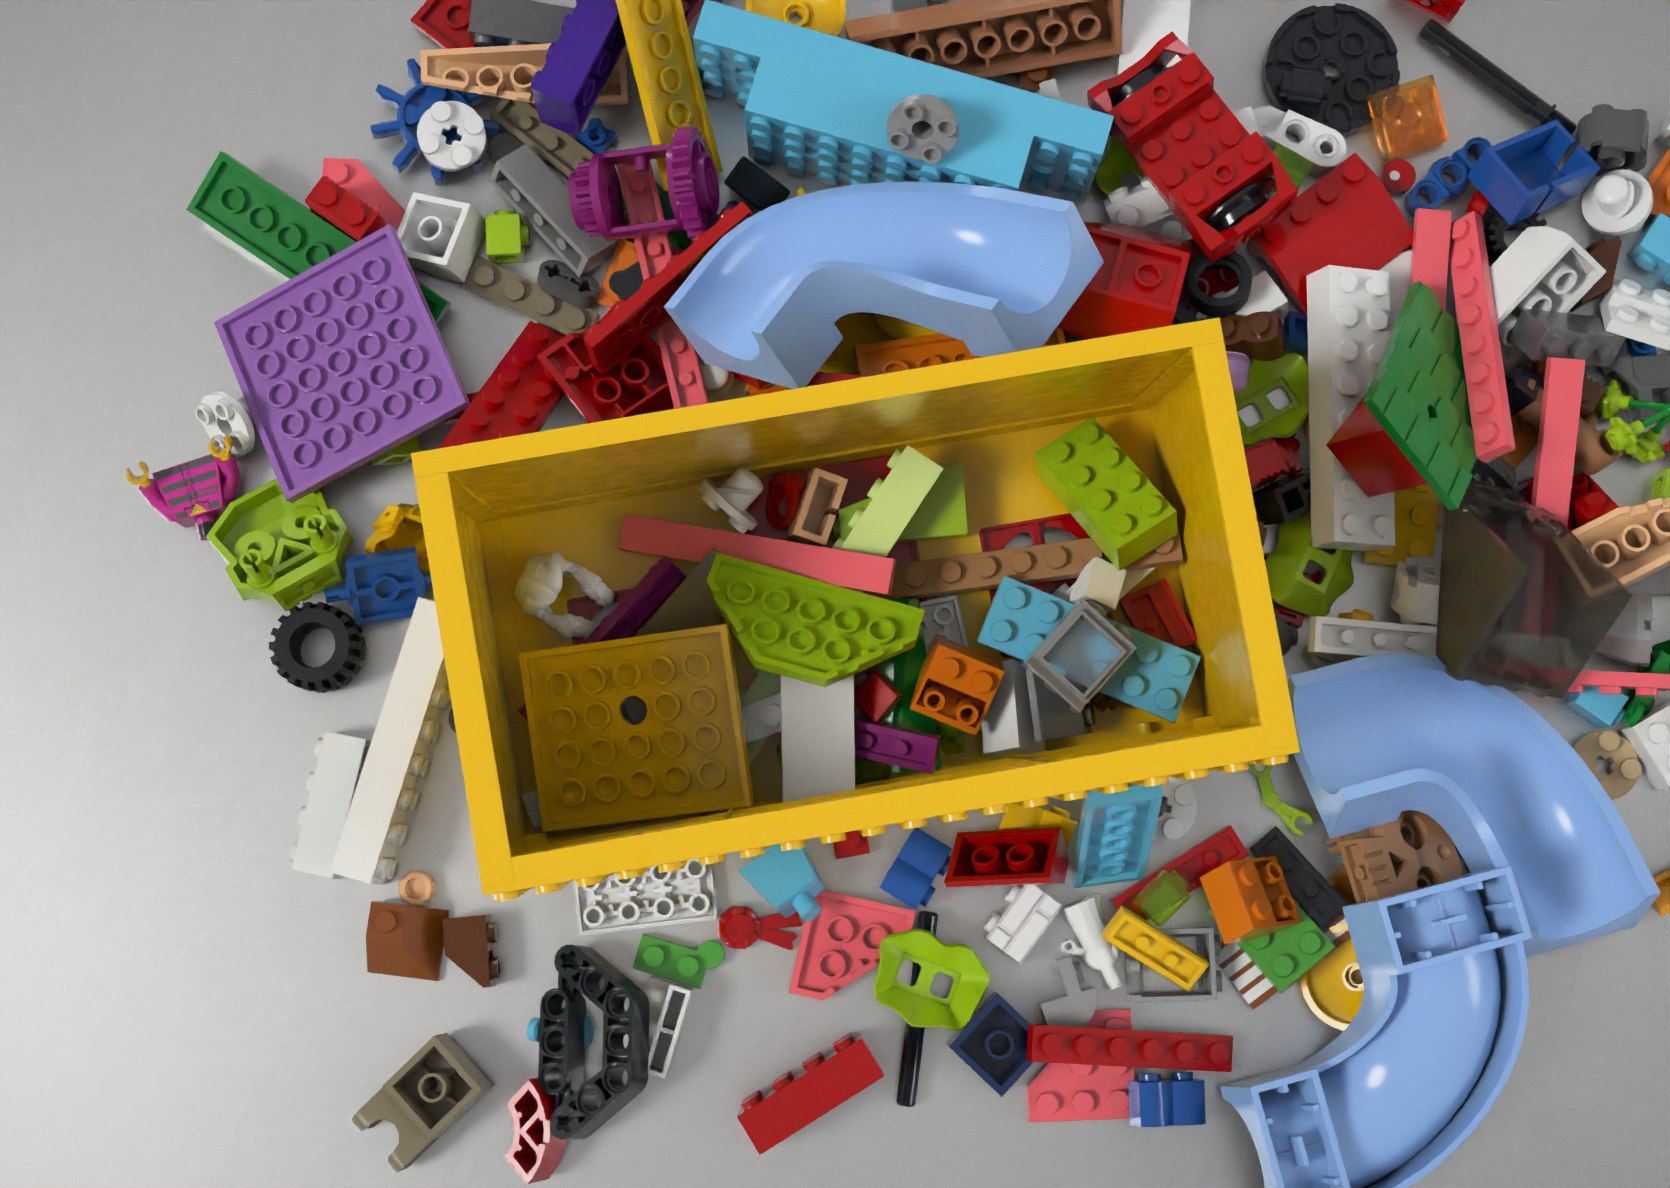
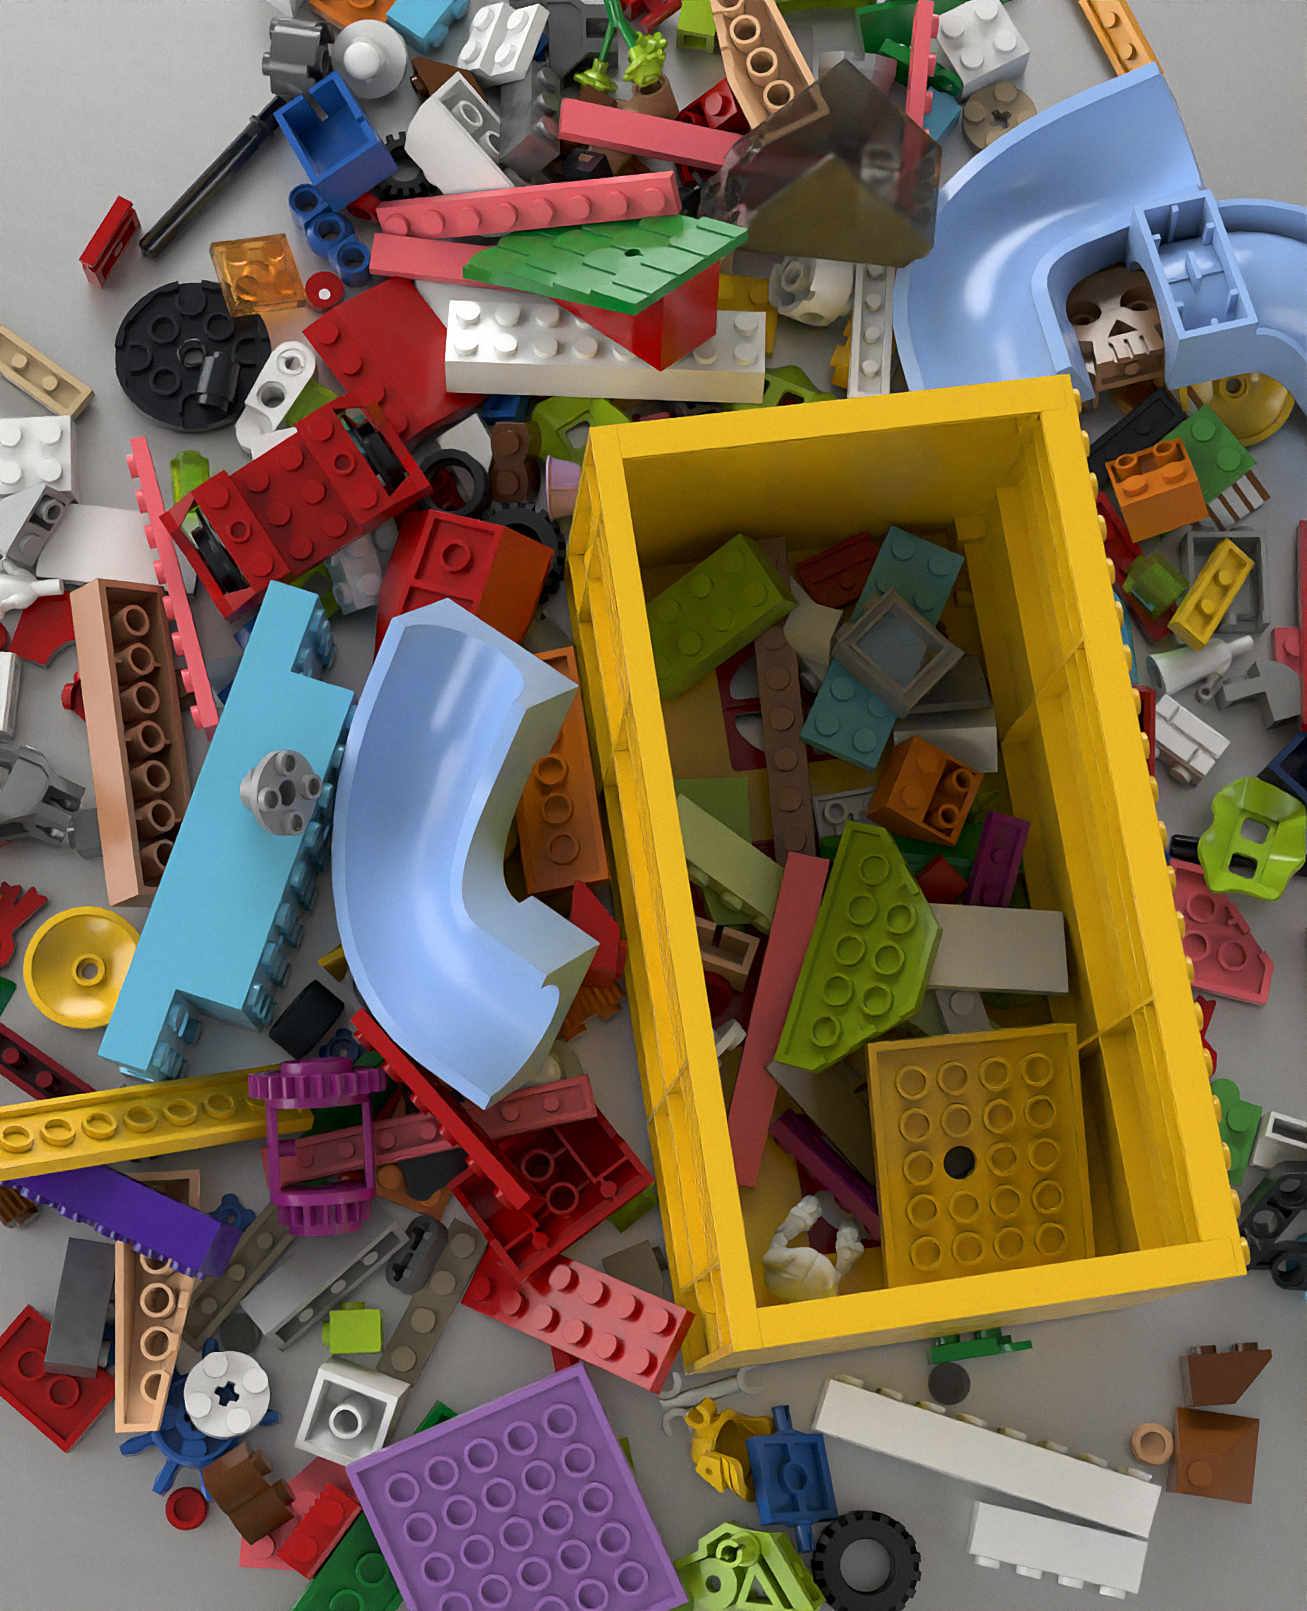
camera: 90 degrees left, 5 degrees down
(366, 114) = (187, 1508): none -> red tile
(374, 155) = (249, 1492): none -> reddish brown brick
(1107, 61) = (177, 603): none -> coral plate
(1225, 70) = (187, 473): none -> clear neon green brick

